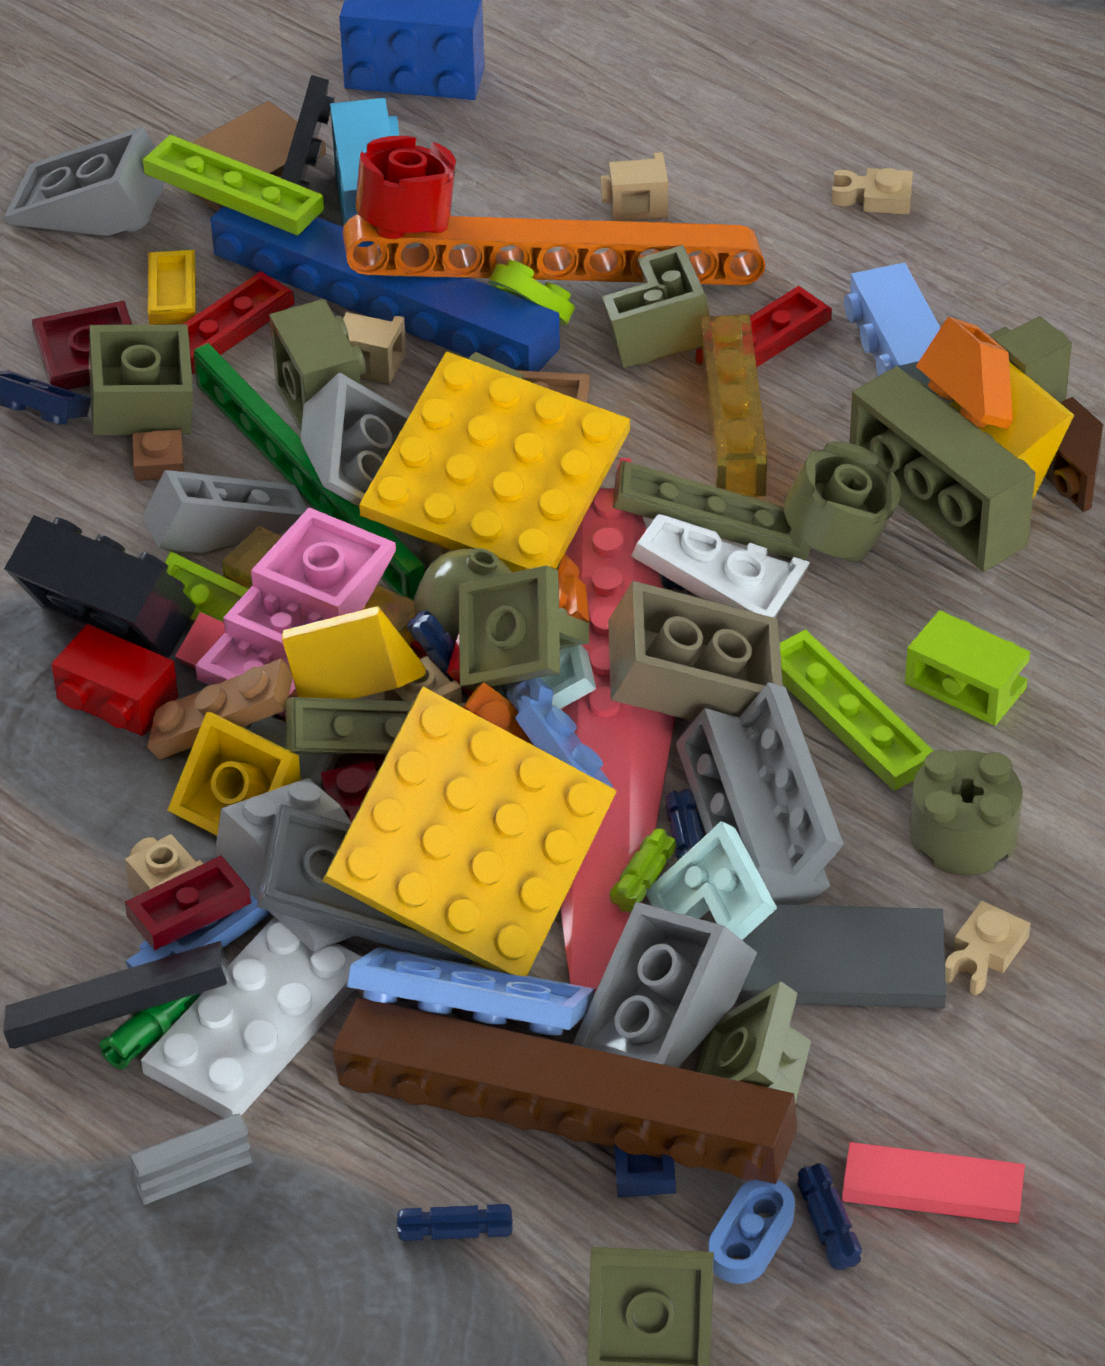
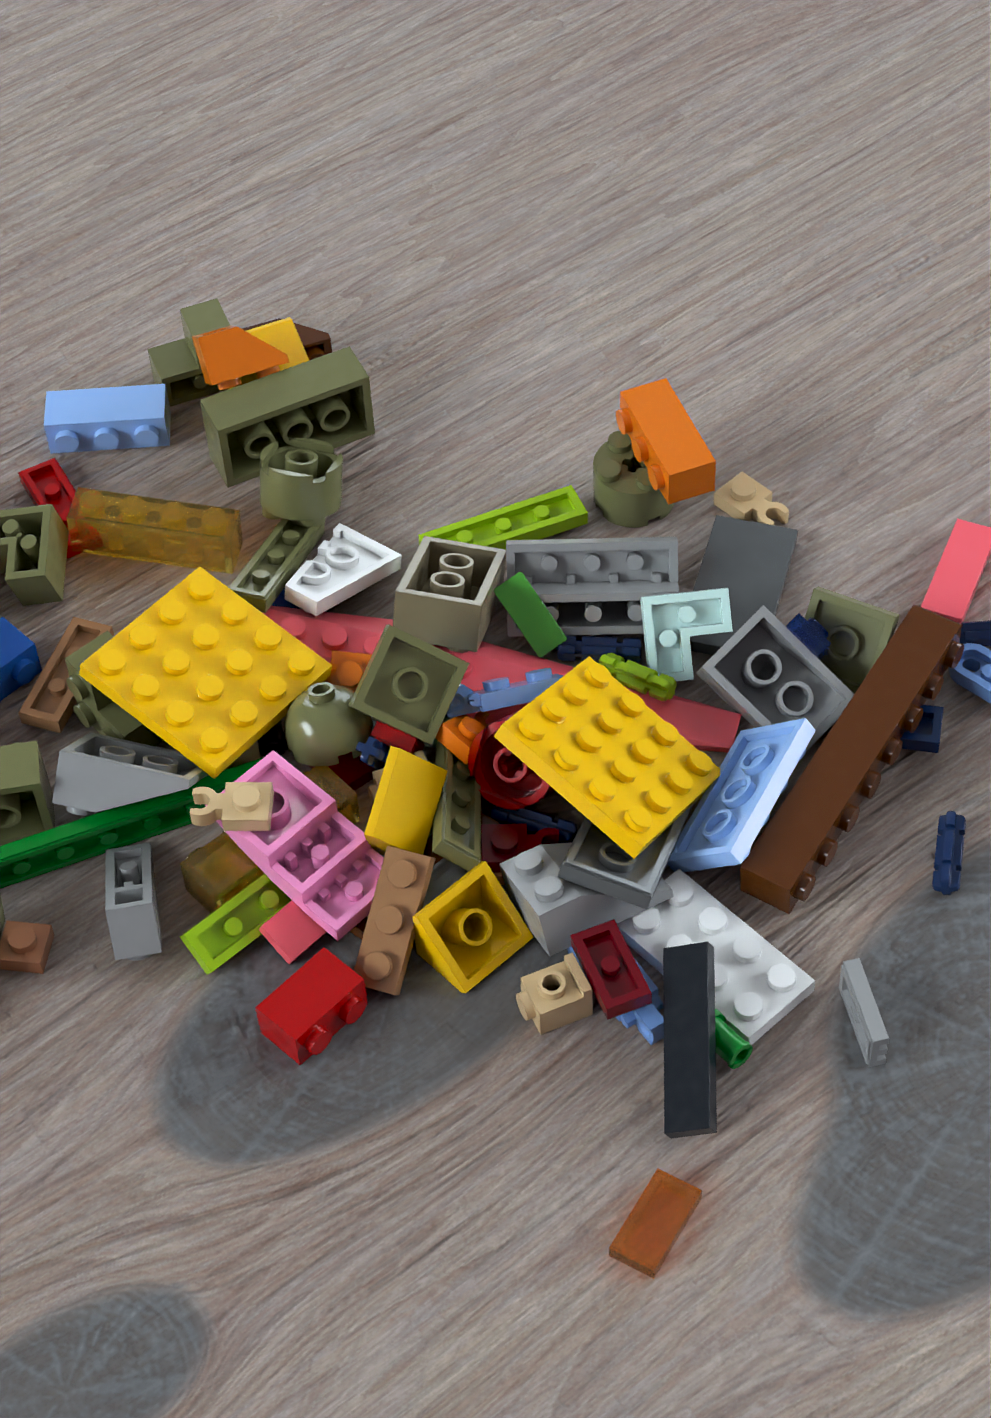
camera: 75 degrees left, 5 degrees up
(101, 584) = (217, 985): black brick -> none
(304, 528) = (241, 807): none -> tan plate
(693, 742) = (530, 614): none -> bright green sticker
(715, 1001) = (811, 634): none -> clear blue plate
(966, 667) = (487, 452): lime brick -> none
(984, 795) = (666, 441): none -> orange brick

